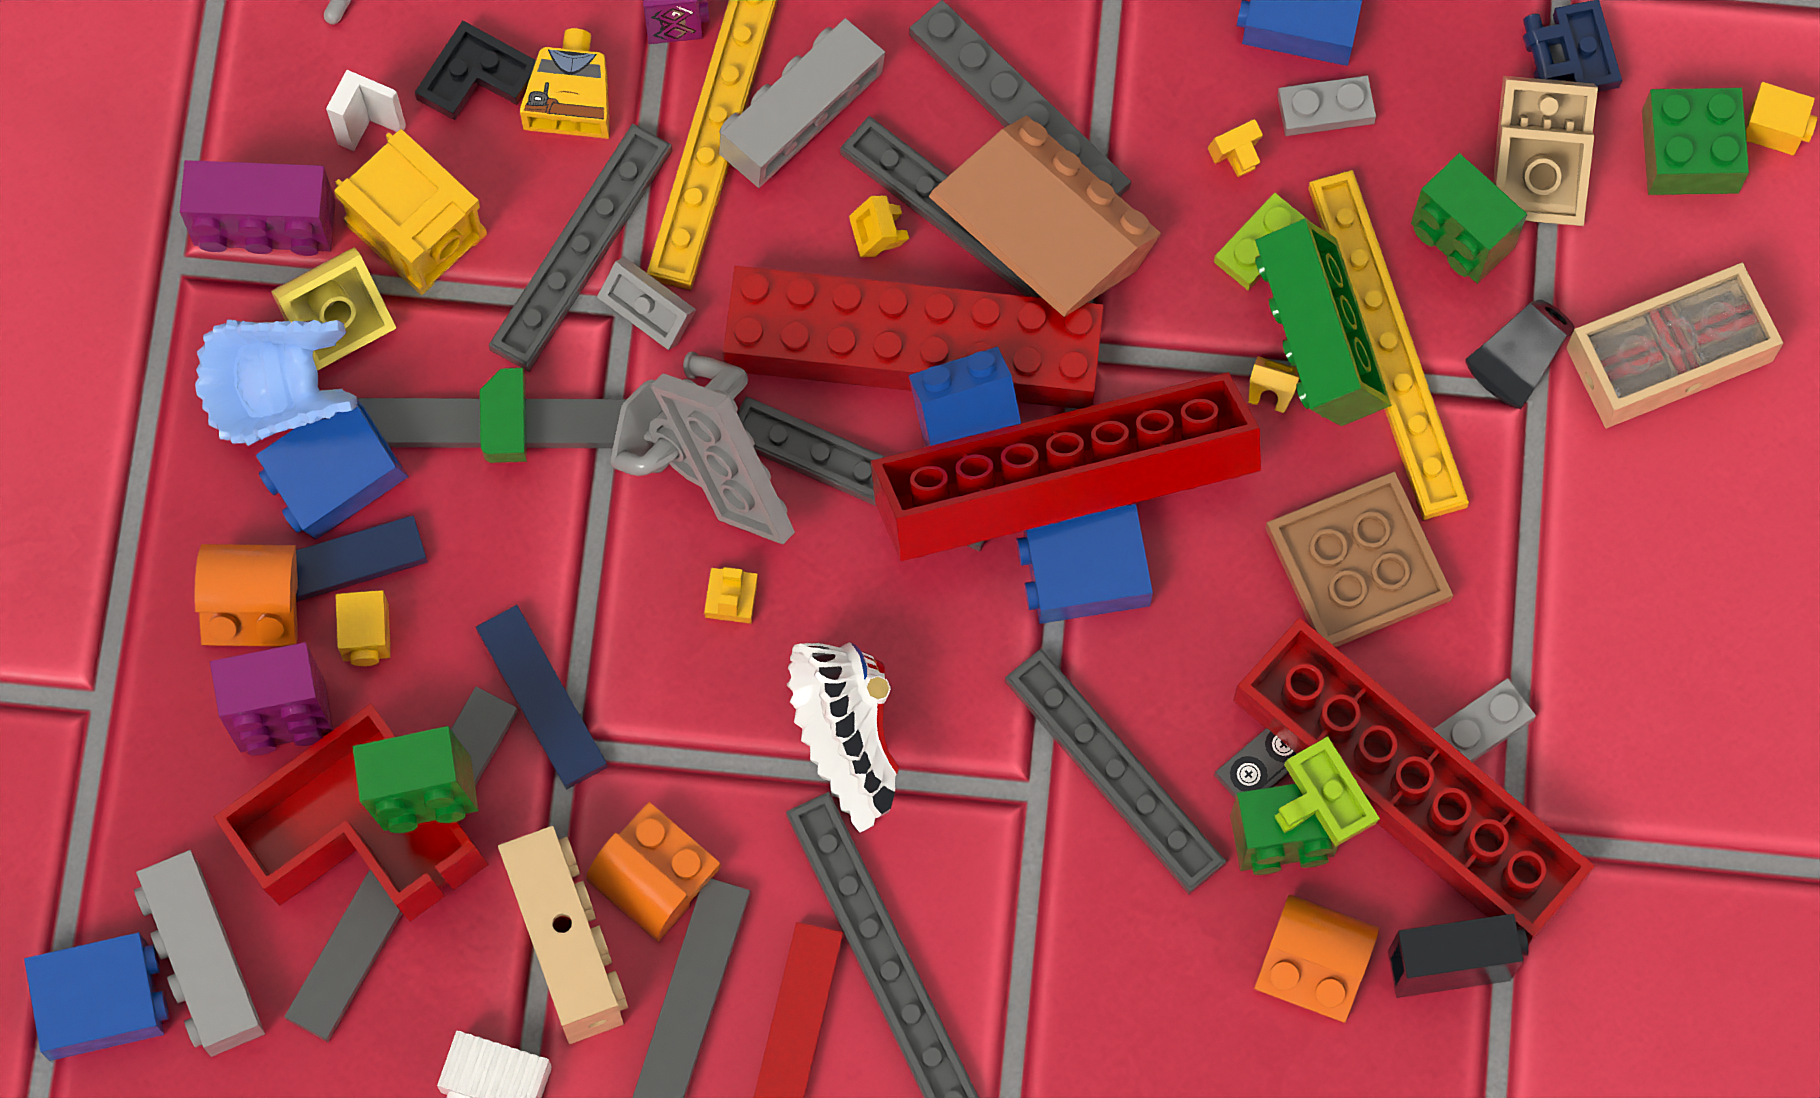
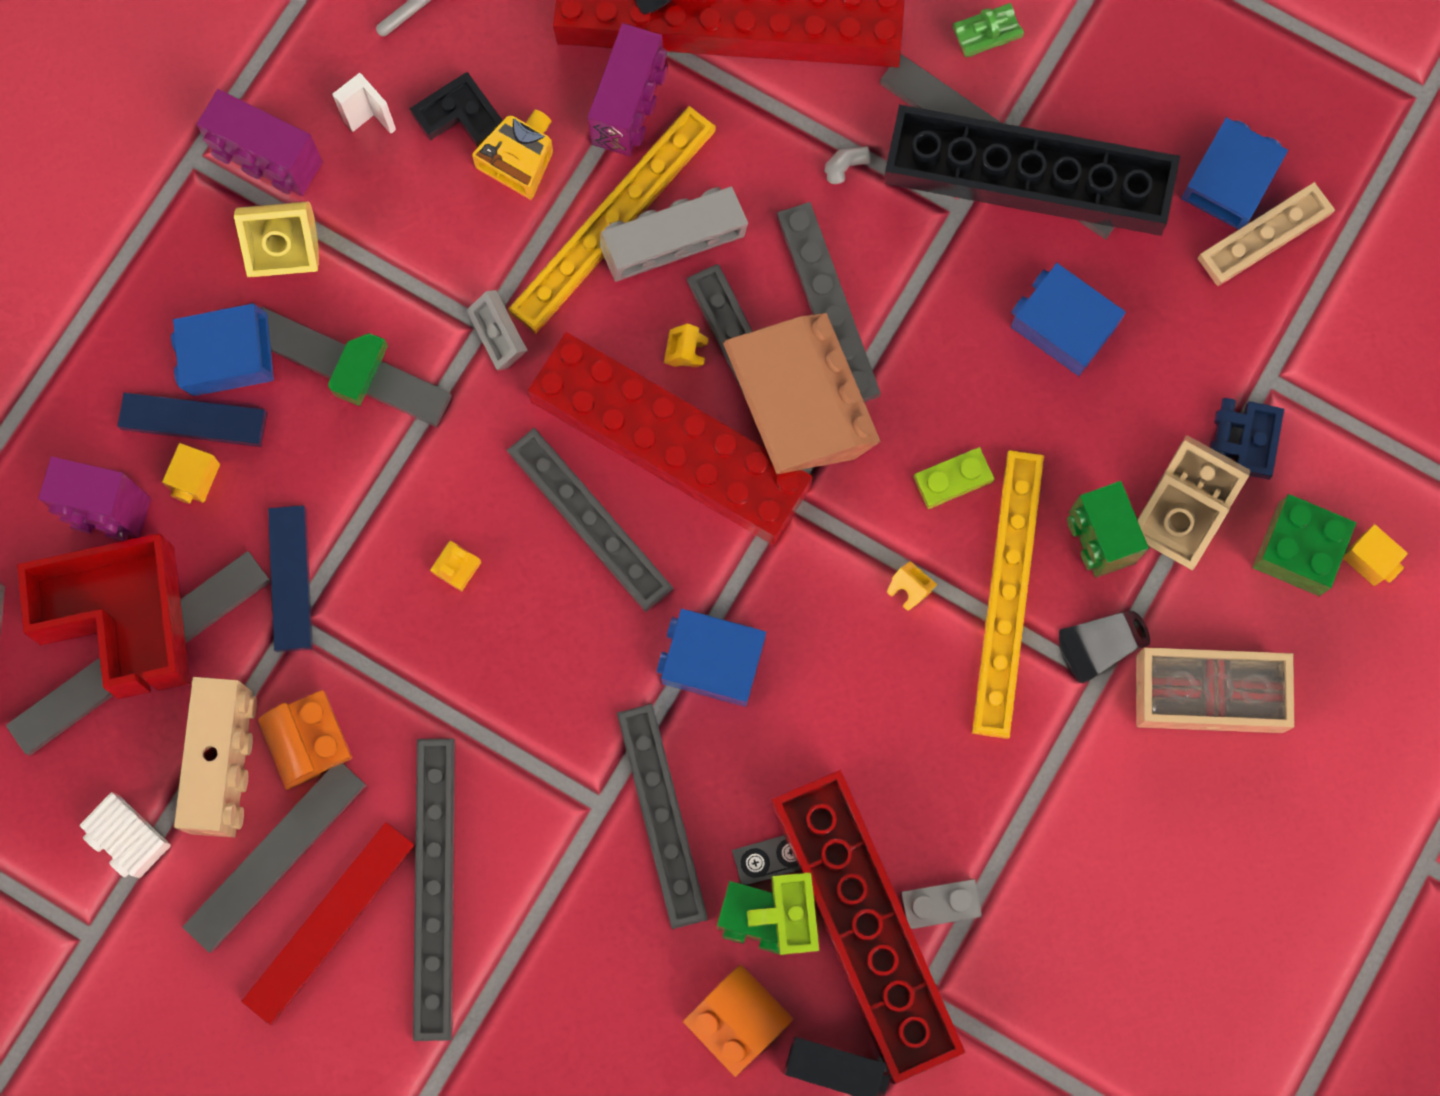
camera: 25 degrees right, 5 degrees up
(247, 595) = (121, 415): orange brick -> none
(265, 377) = (201, 270): light blue piece -> none
(411, 211) = (361, 193): yellow container -> none
(415, 779) = (150, 606): green brick -> none
(580, 247) = (473, 269): dark grey tile -> none
(704, 442) = (457, 427): light grey plate -> none
(840, 712) = (487, 683): white piece -> none
(964, 397) = (676, 514): blue brick -> none
(1066, 466) = (728, 582): red brick -> none
(1238, 147) = (968, 401): yellow tile -> none
(1321, 323) = (963, 559): green brick -> none
(1326, 105) = (1048, 399): light grey plate -> none
(1359, 561) = (909, 744): medium nougat plate -> none

